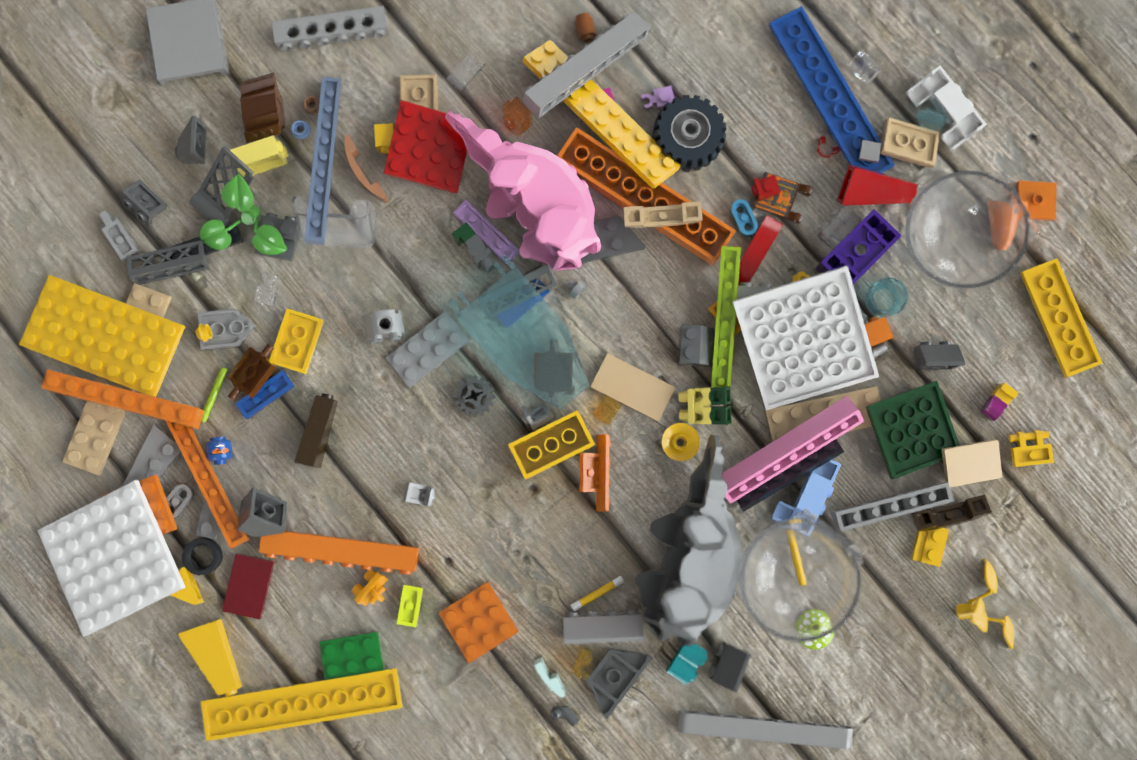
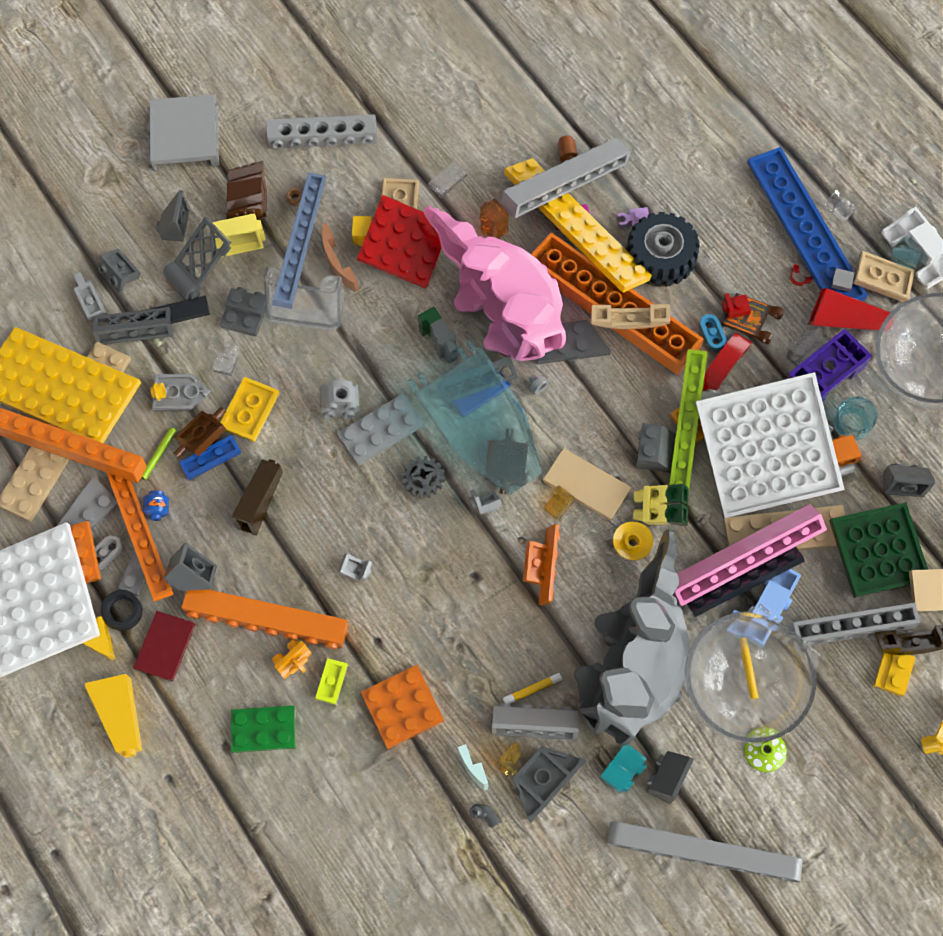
camera: 10 degrees right, 15 degrees down
(238, 195) = (236, 308): bright green plant -> none
(300, 124) = (280, 213): light blue plate -> none
(301, 704) = (202, 774): yellow plate -> none
(486, 231) = (454, 323): lavender tile -> none
(551, 444) = (498, 530): yellow brick -> none

